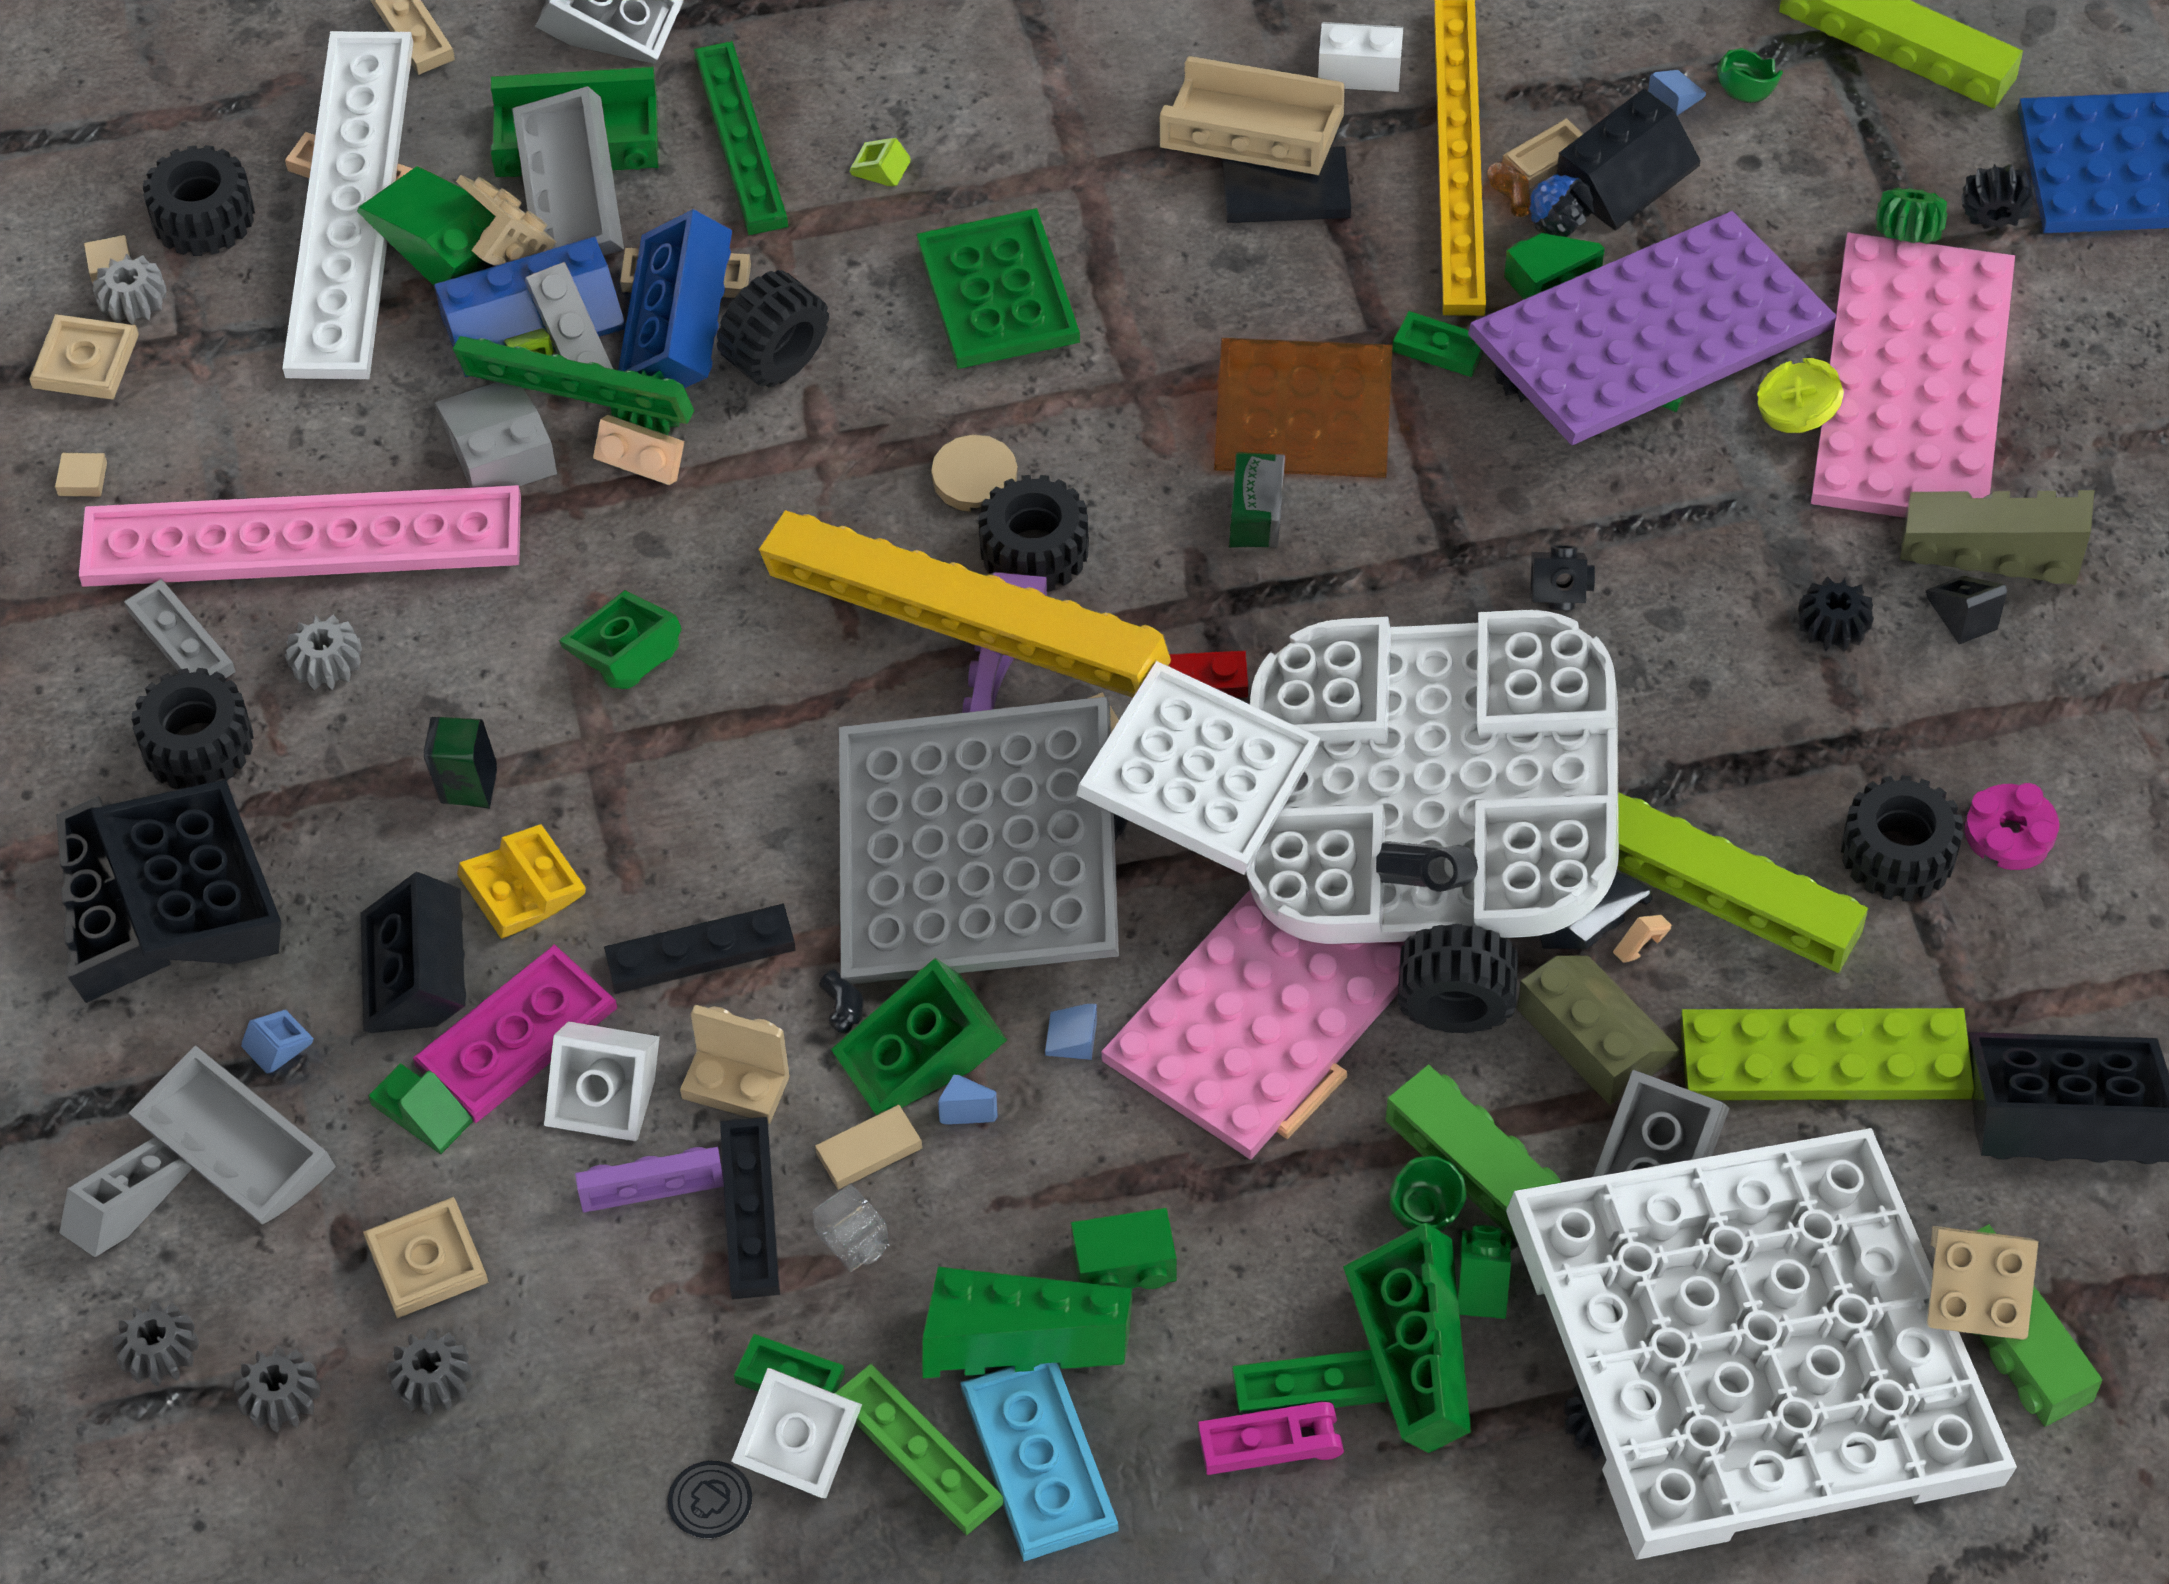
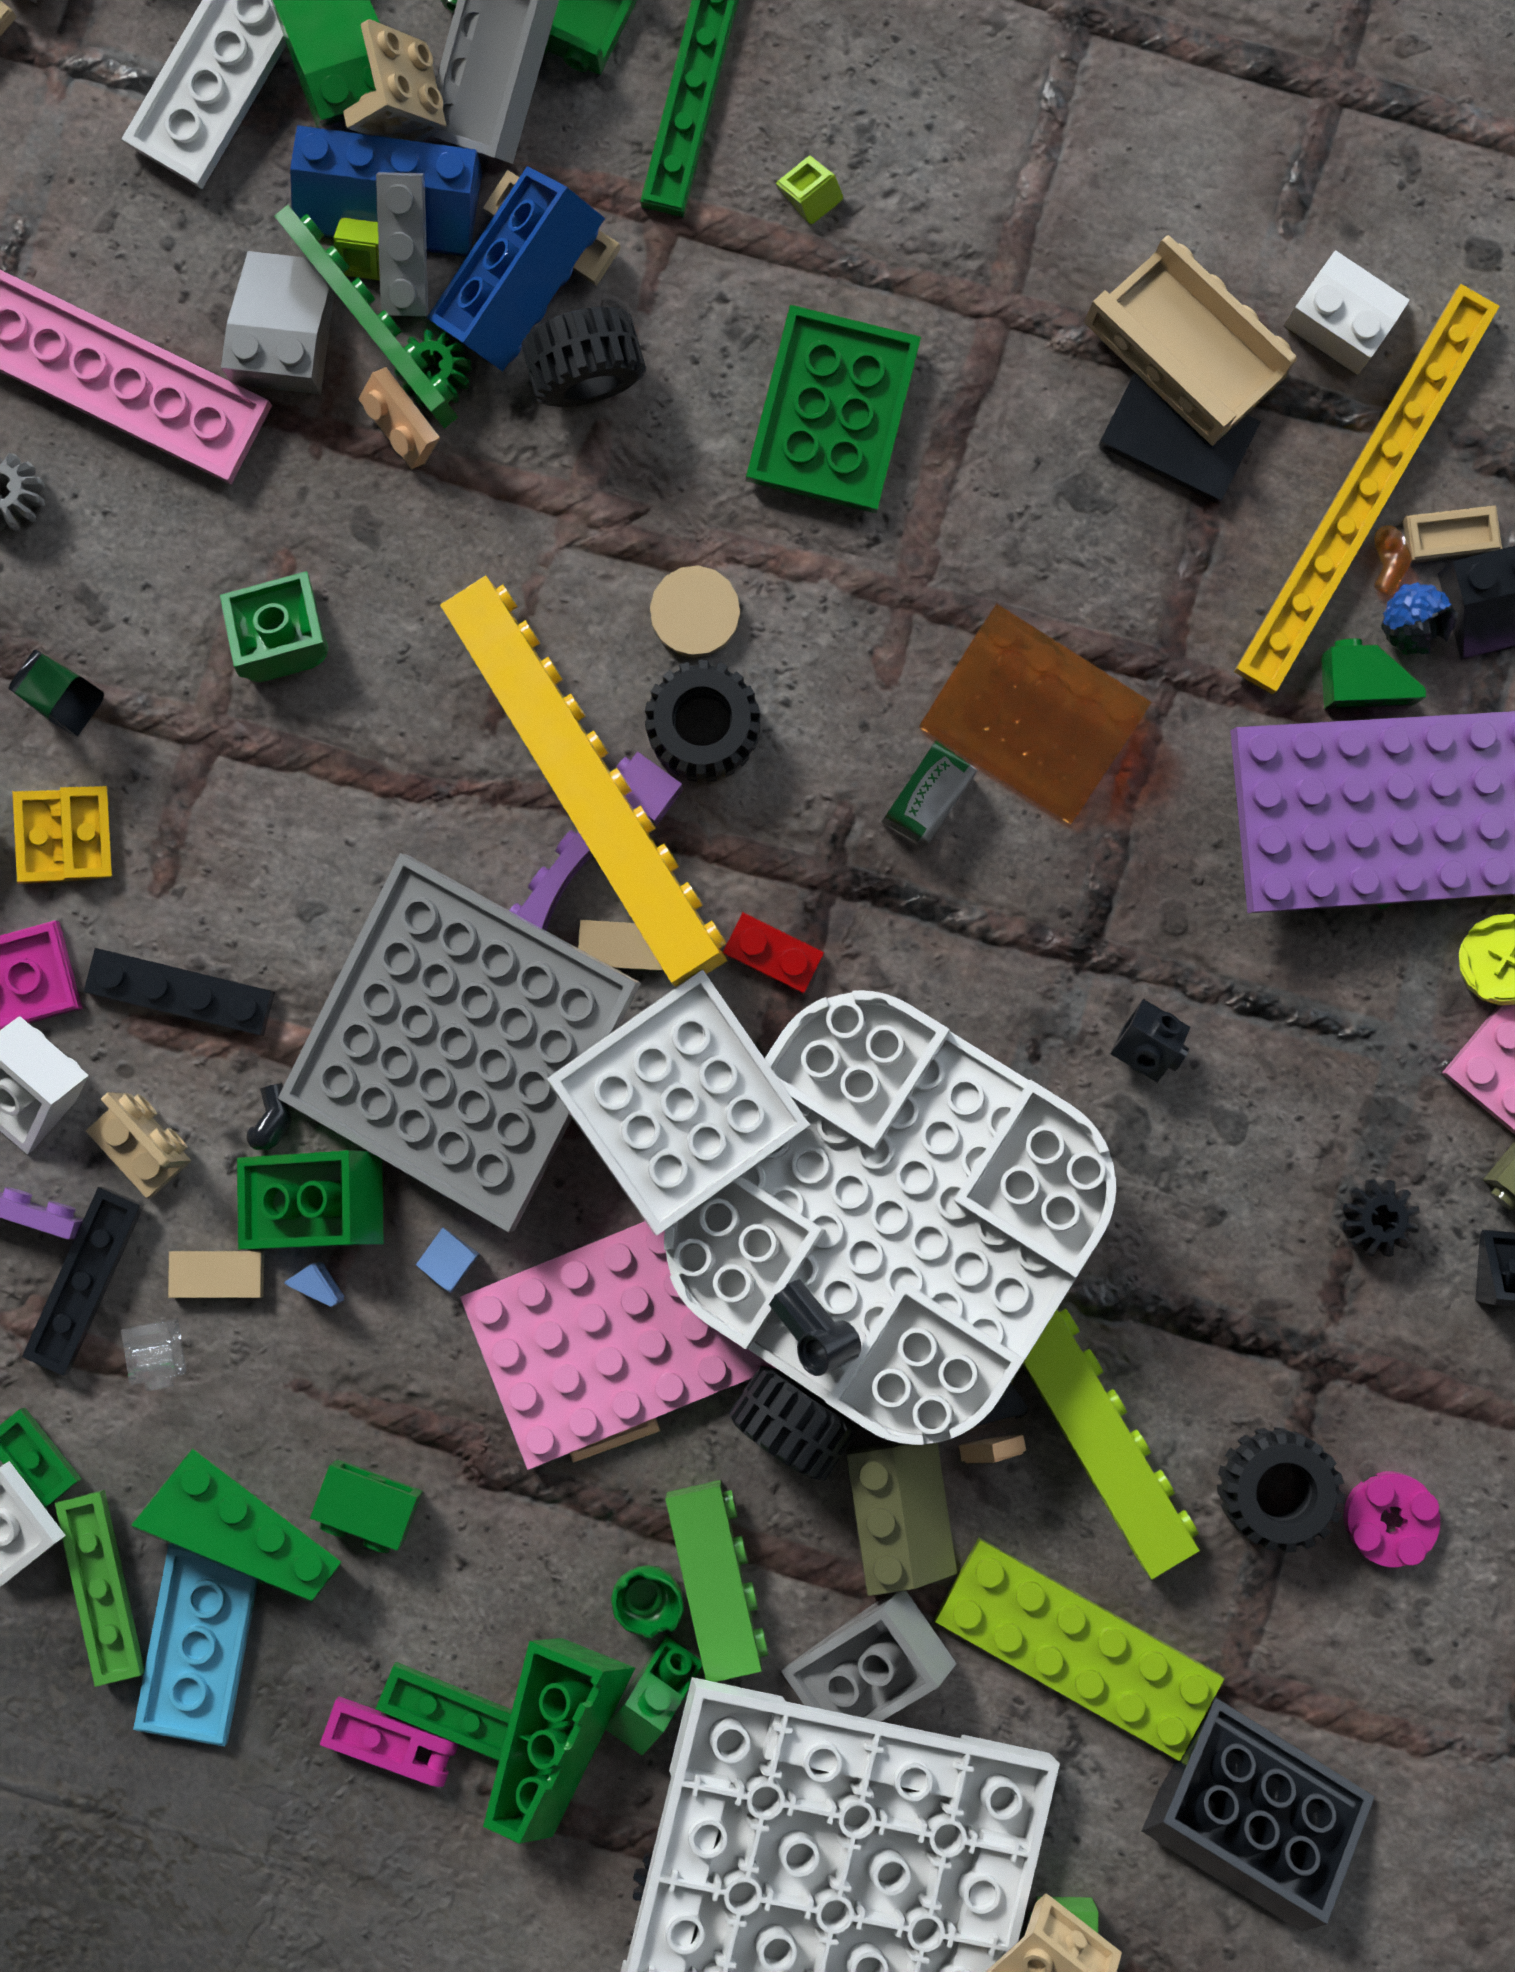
camera: 30 degrees right, 30 degrees up
(1437, 344) = (1205, 706): green plate -> none

